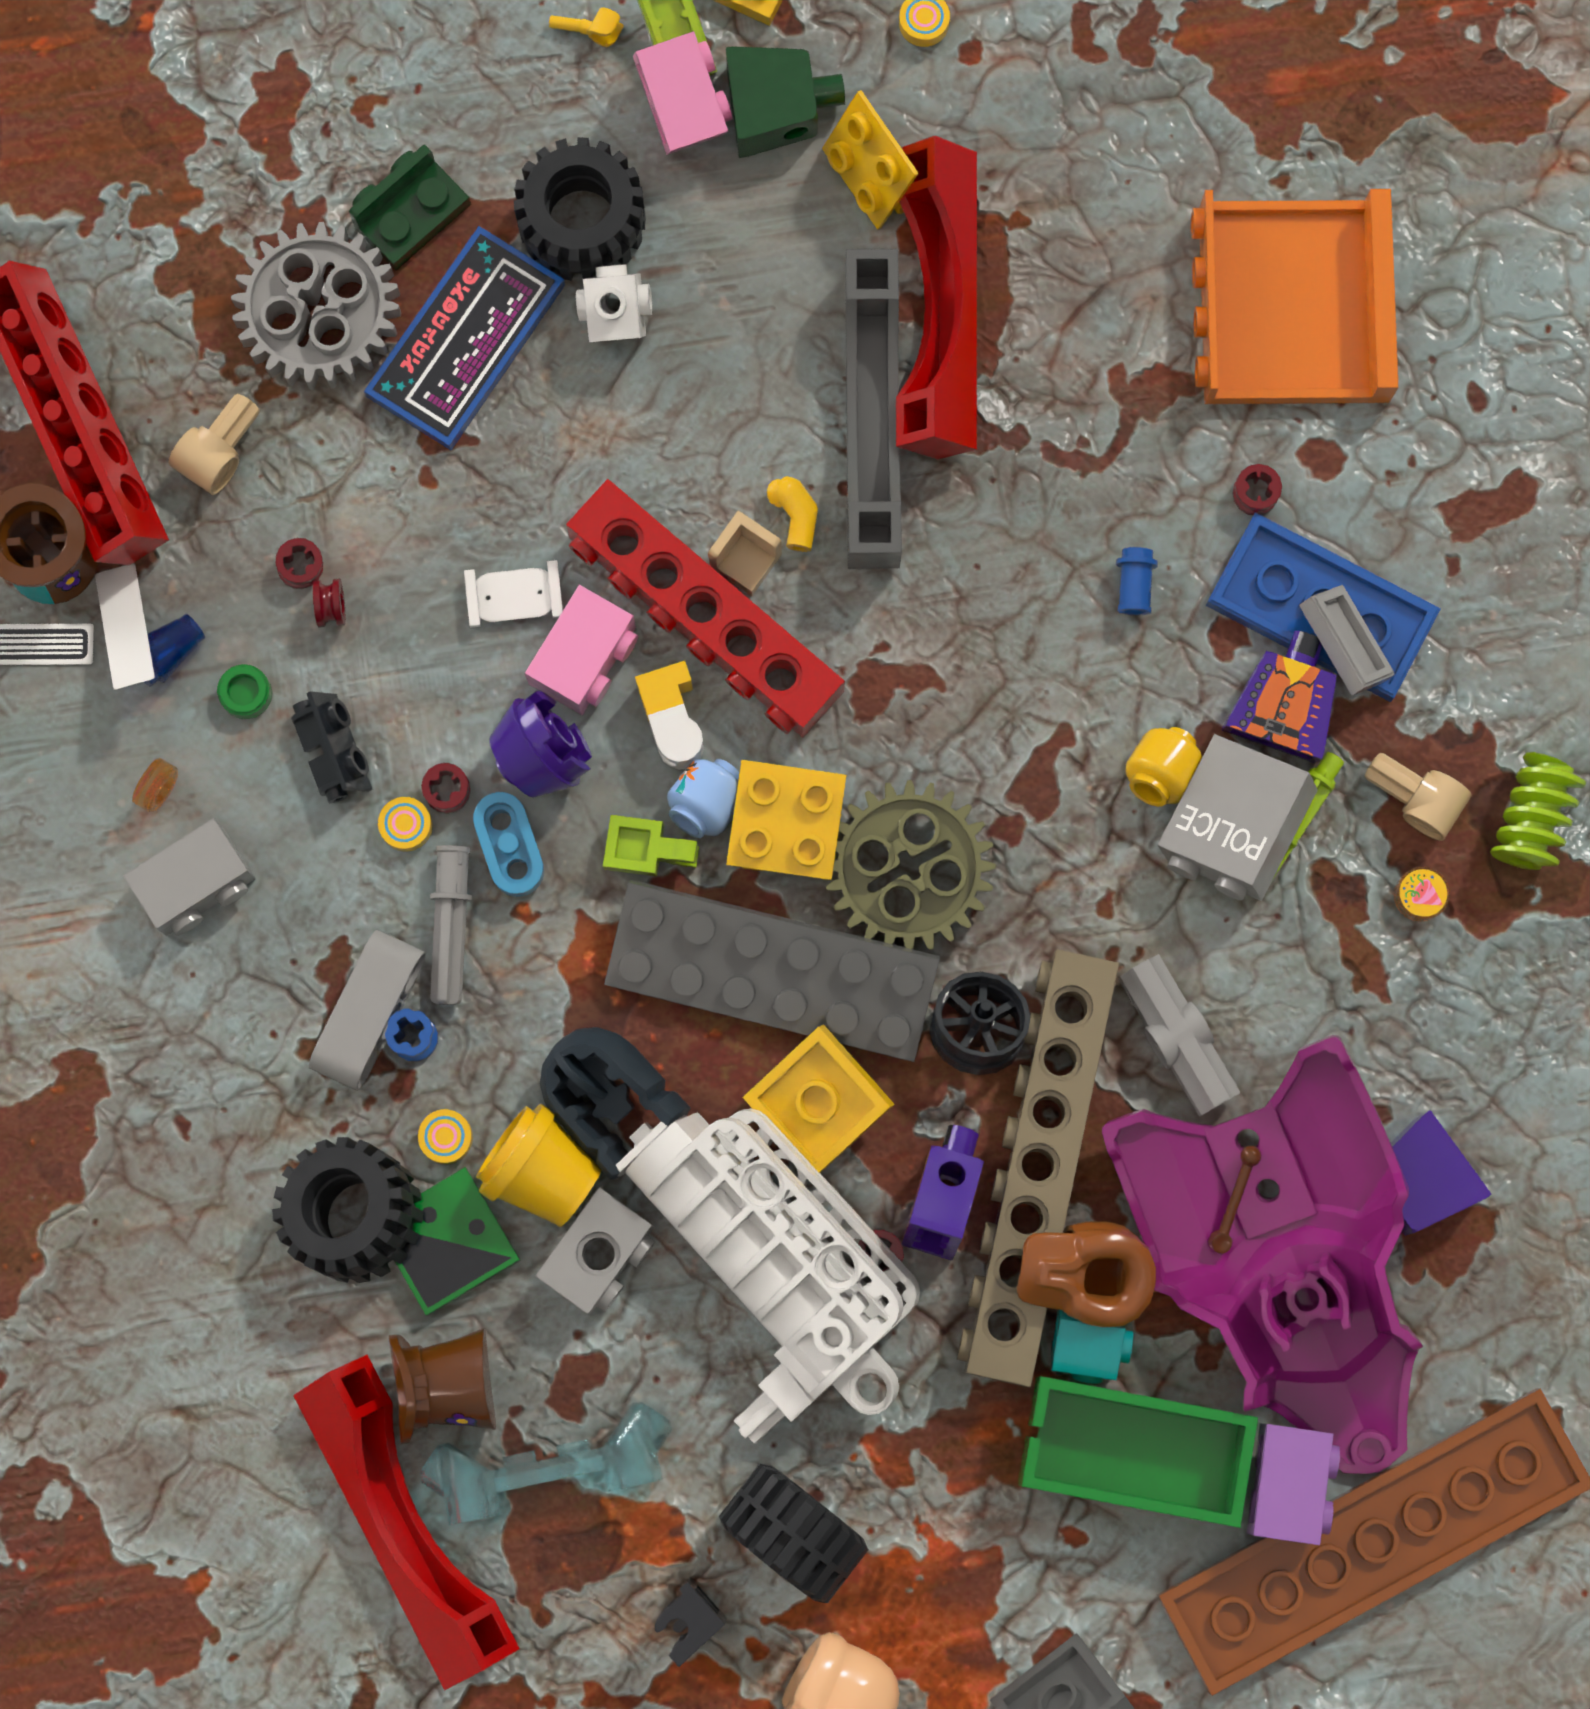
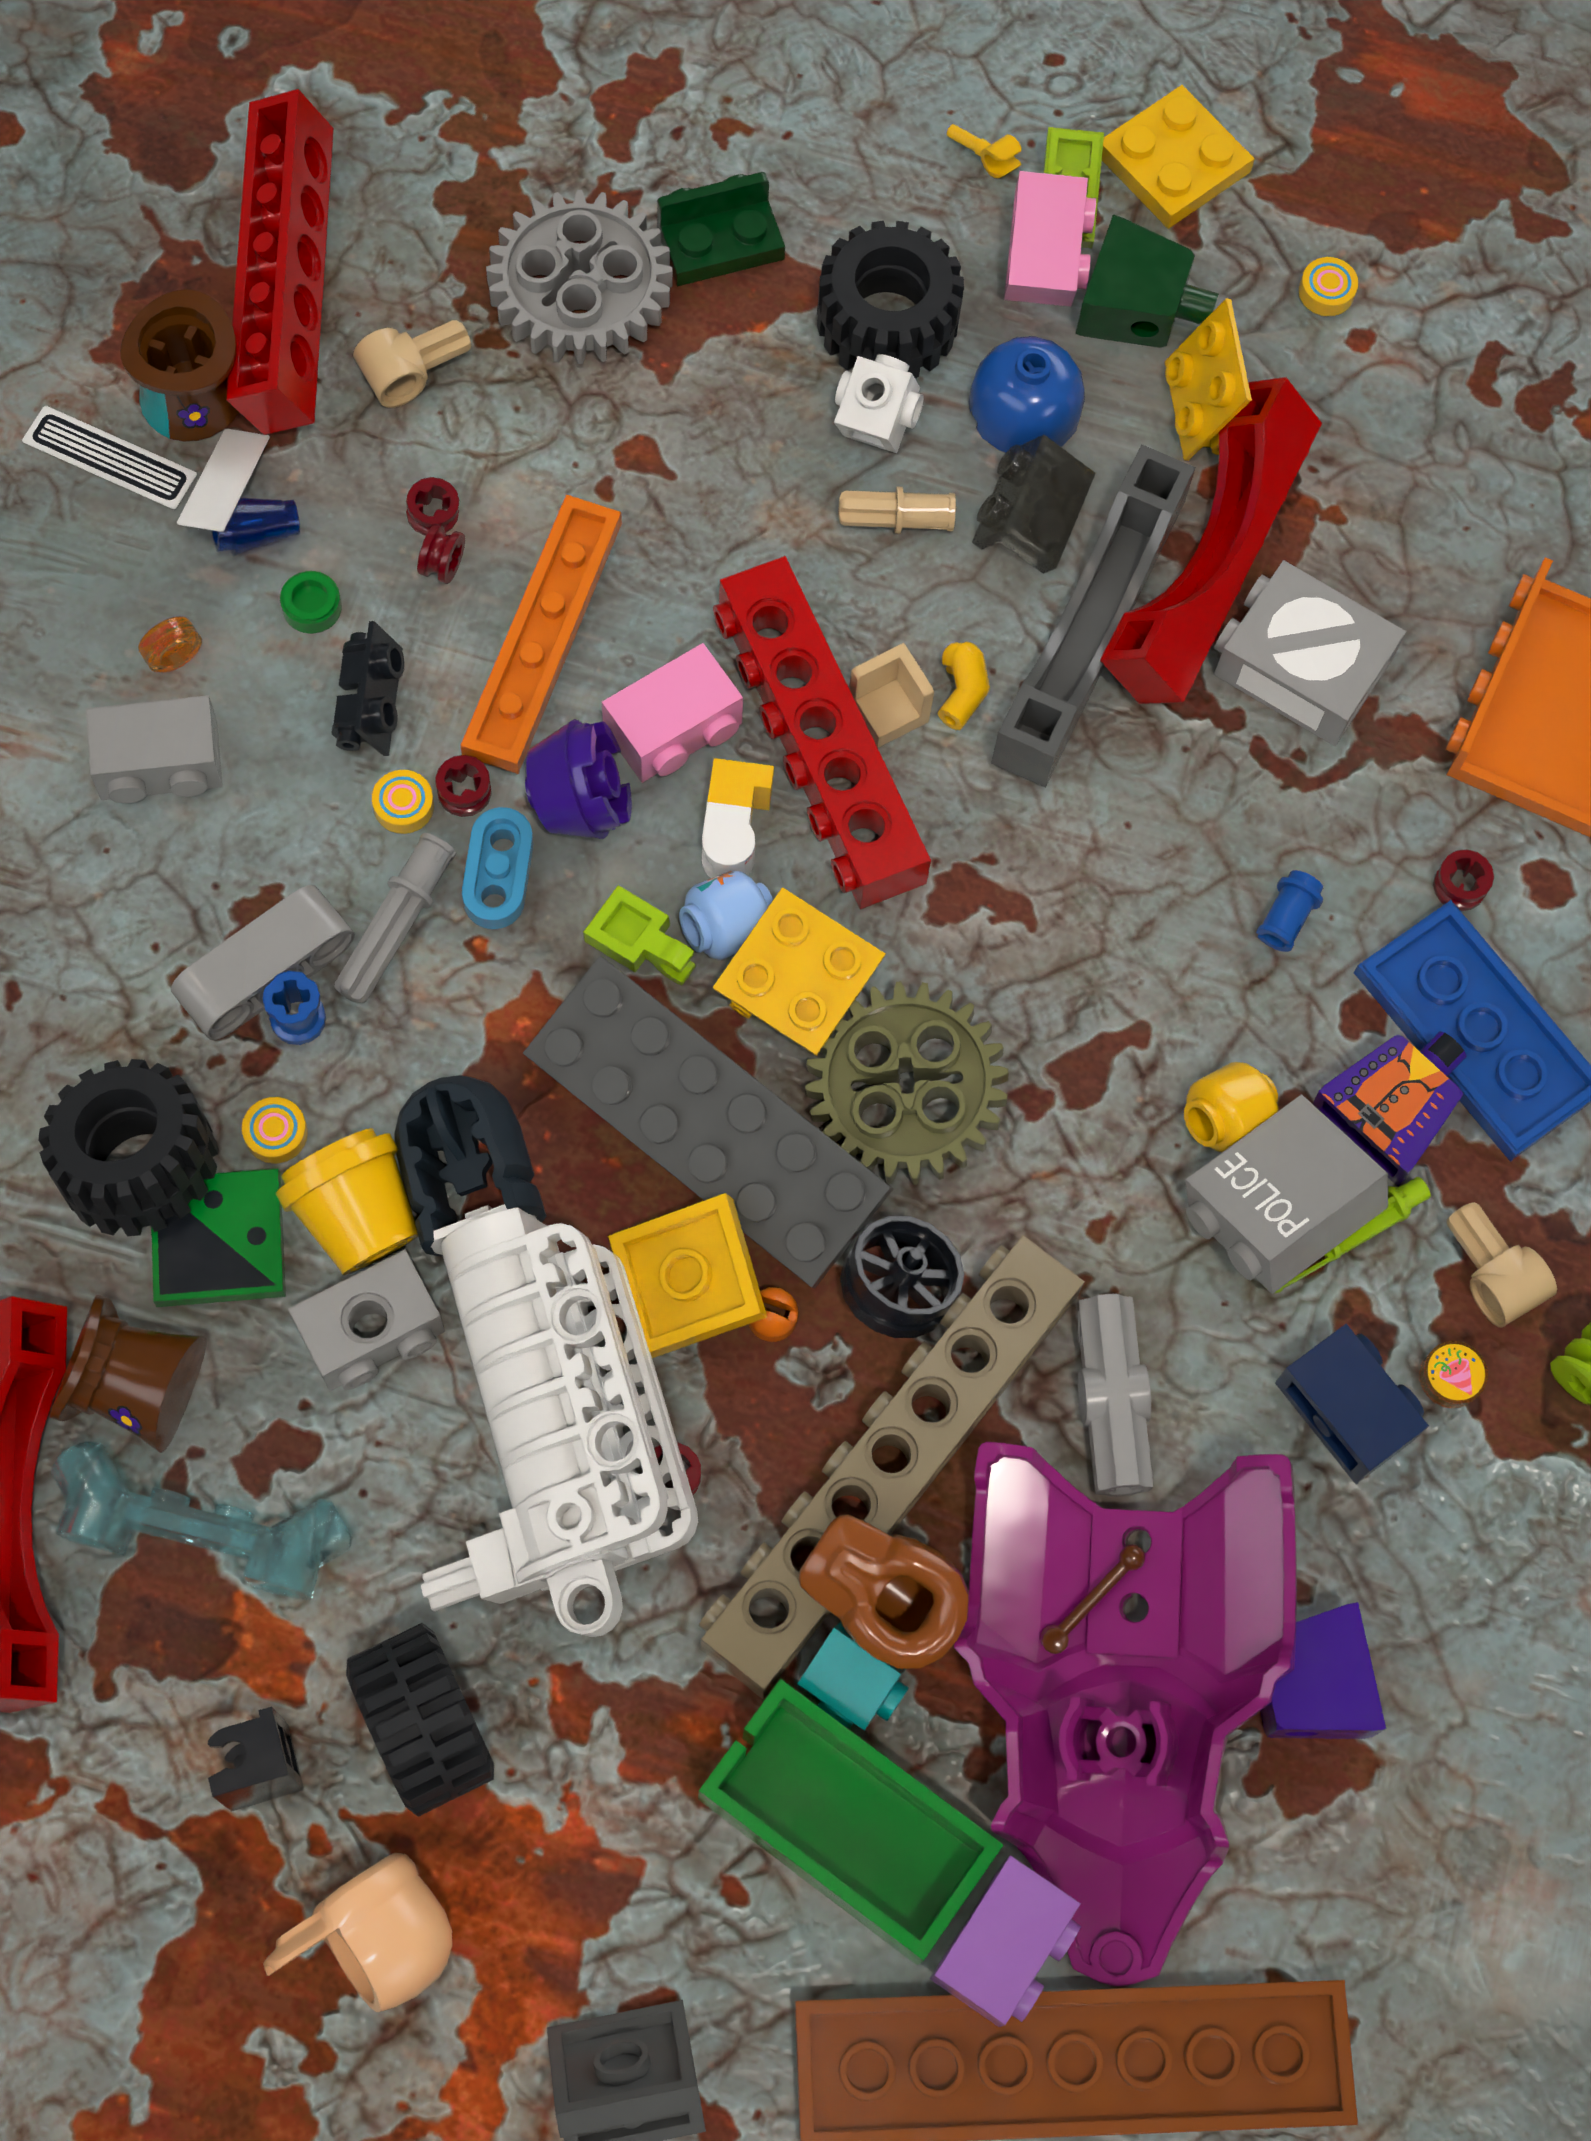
camera: 20 degrees right, 10 degrees down
(443, 631) = (541, 634): none -> orange plate
(464, 338) = (711, 374): tile -> none
(513, 594) = (631, 631): white piece -> none
(672, 388) = (897, 510): none -> tan axle
(728, 238) = (1027, 392): none -> blue cylinder
(778, 329) = (1034, 502): none -> clear smoke bracket
(902, 1104) = (775, 1326): none -> orange hinge
(939, 1209) = (771, 1440): dark purple torso -> none
(1052, 356) = (1307, 651): none -> light grey brick
(1347, 639) = (1491, 1066): light grey tile -> none
(1358, 954) = (1352, 1402): none -> dark blue brick

